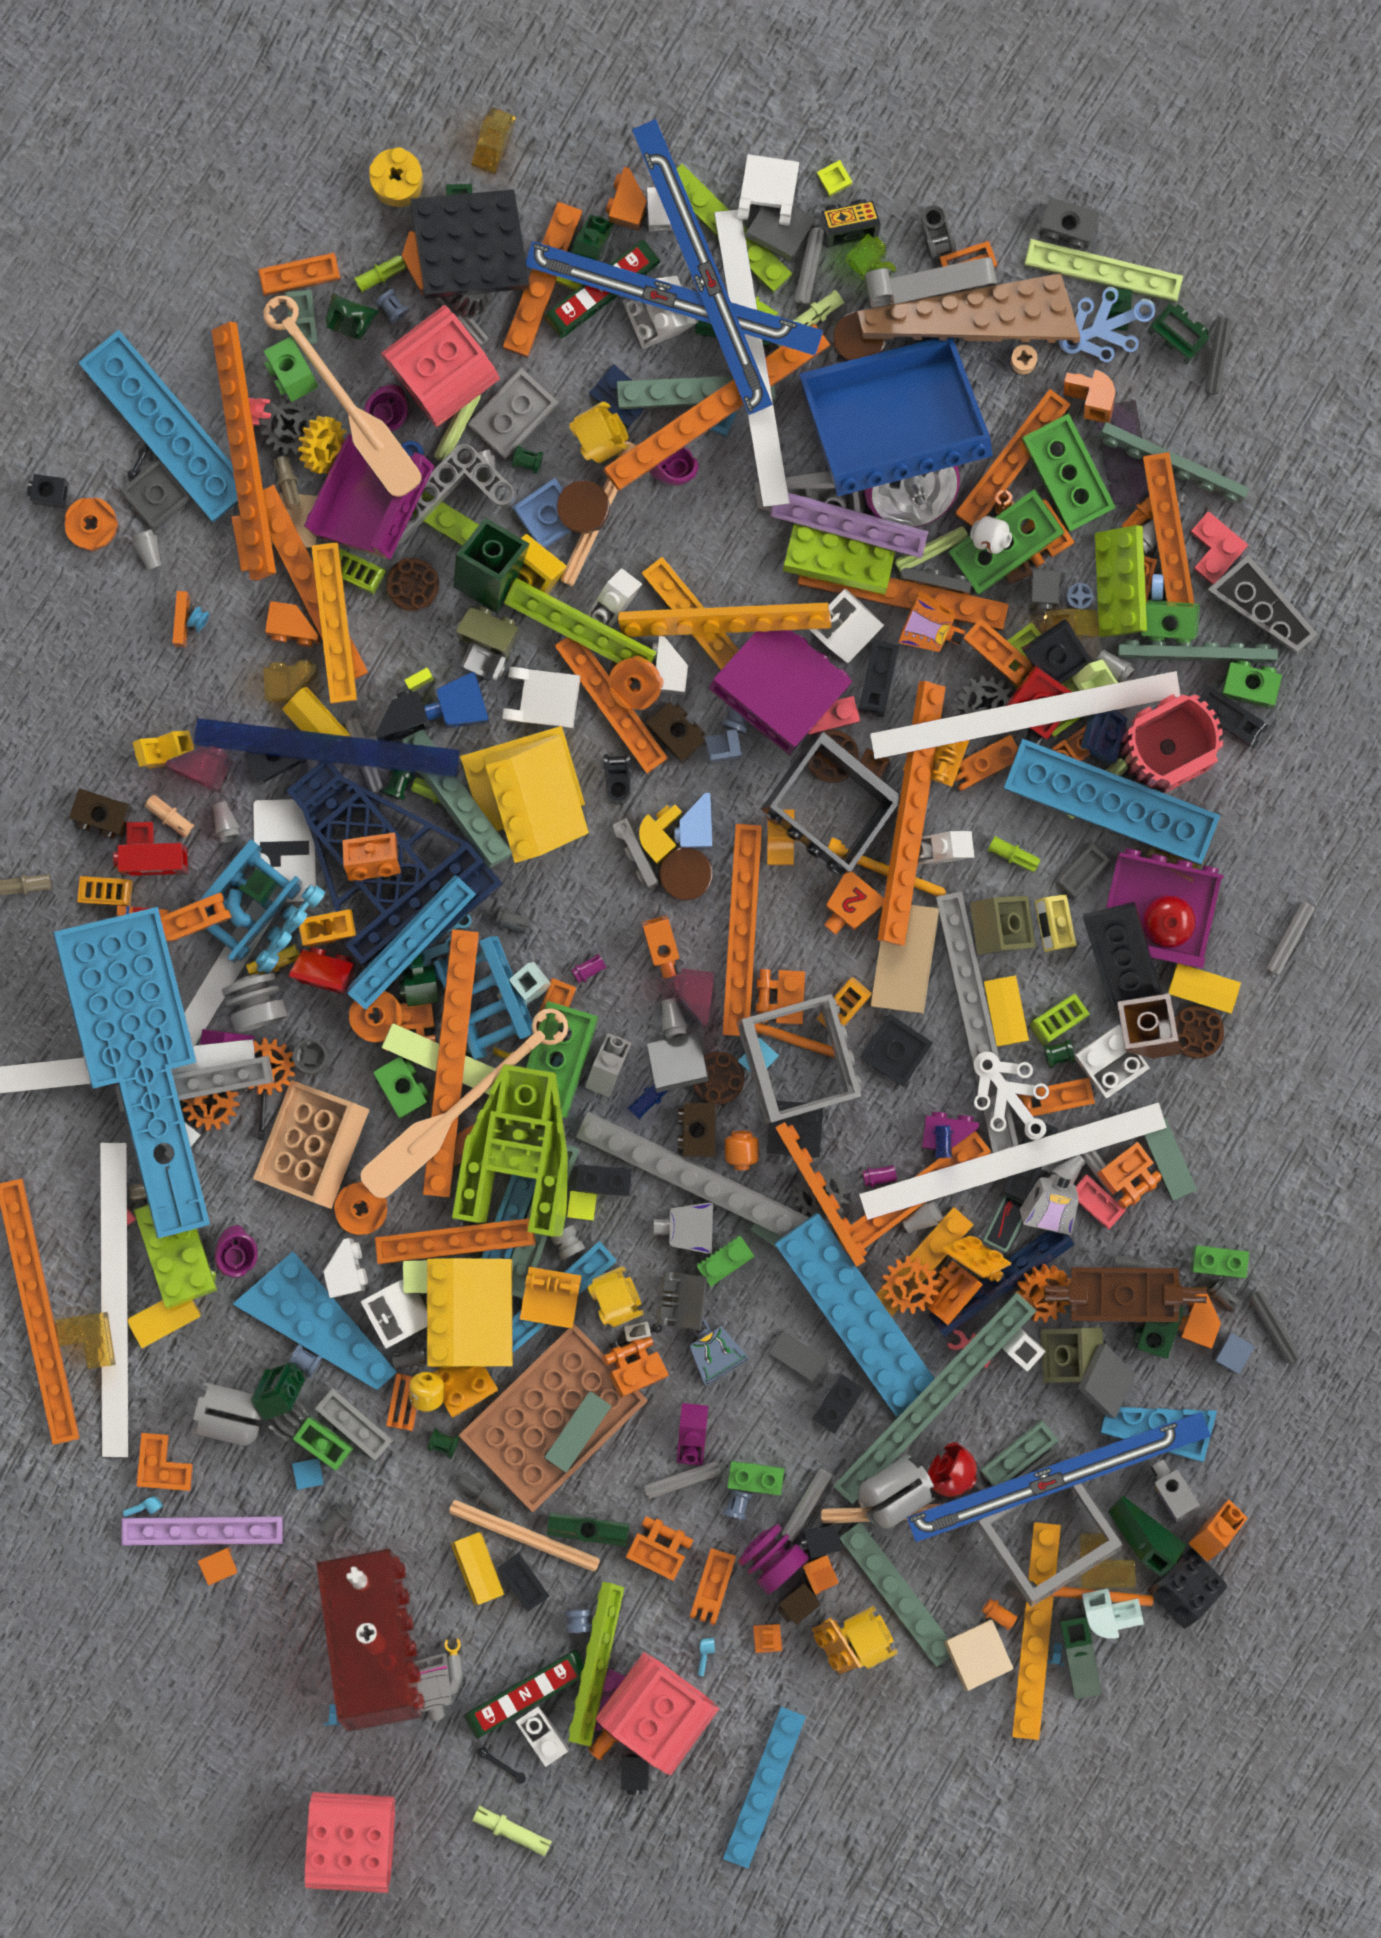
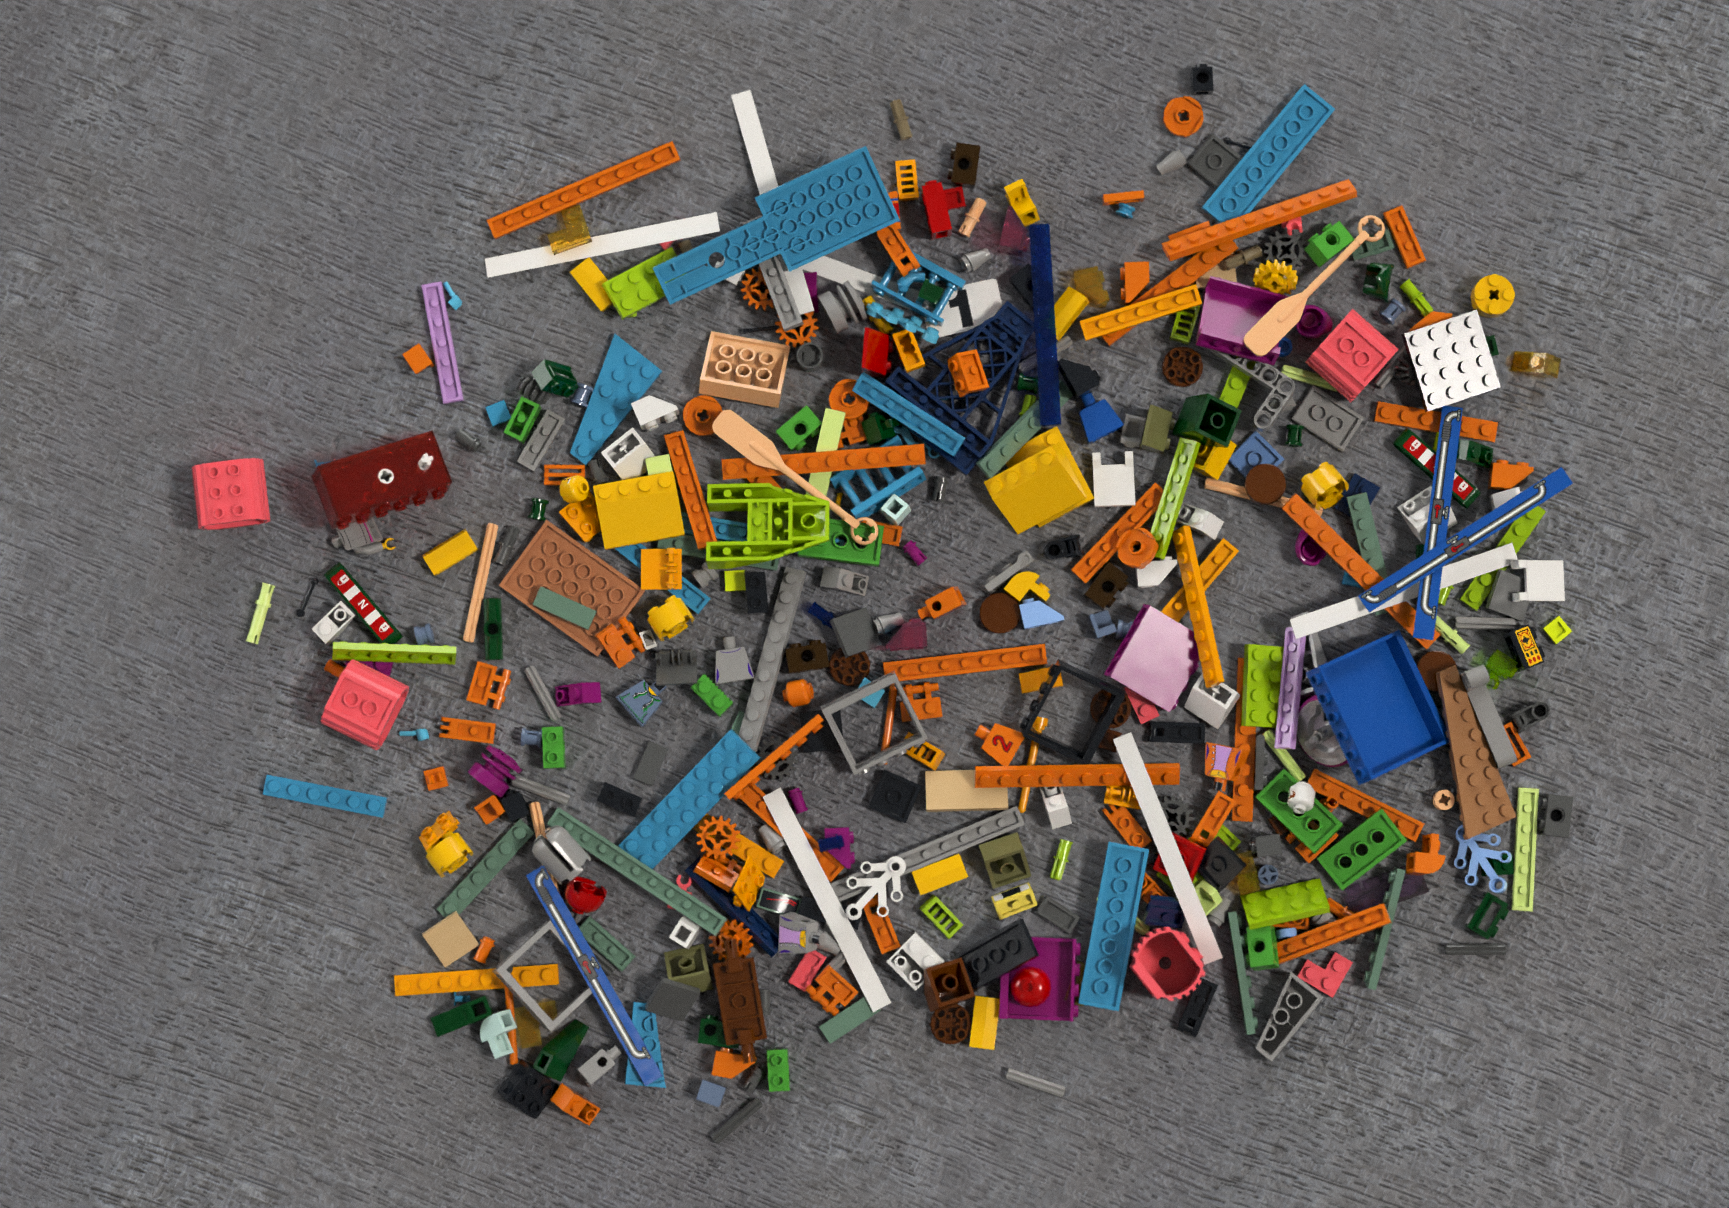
camera: 80 degrees right, 0 degrees up
(156, 1471) = (481, 299): orange plate -> none
(223, 1427) = (521, 343): light grey cylinder -> none
(235, 1259) = (648, 330): magenta hair -> none
(419, 679) = (1110, 385): neon yellow tile -> none
(523, 1581) = (446, 588): black plate -> none
(634, 1774) = (316, 696): black brick -> none
(798, 1603) = (465, 796): dark brown brick -> none
(1059, 1053) = (914, 920): dark green bush -> none
(1236, 689) = (1219, 1007): bright green brick -> none

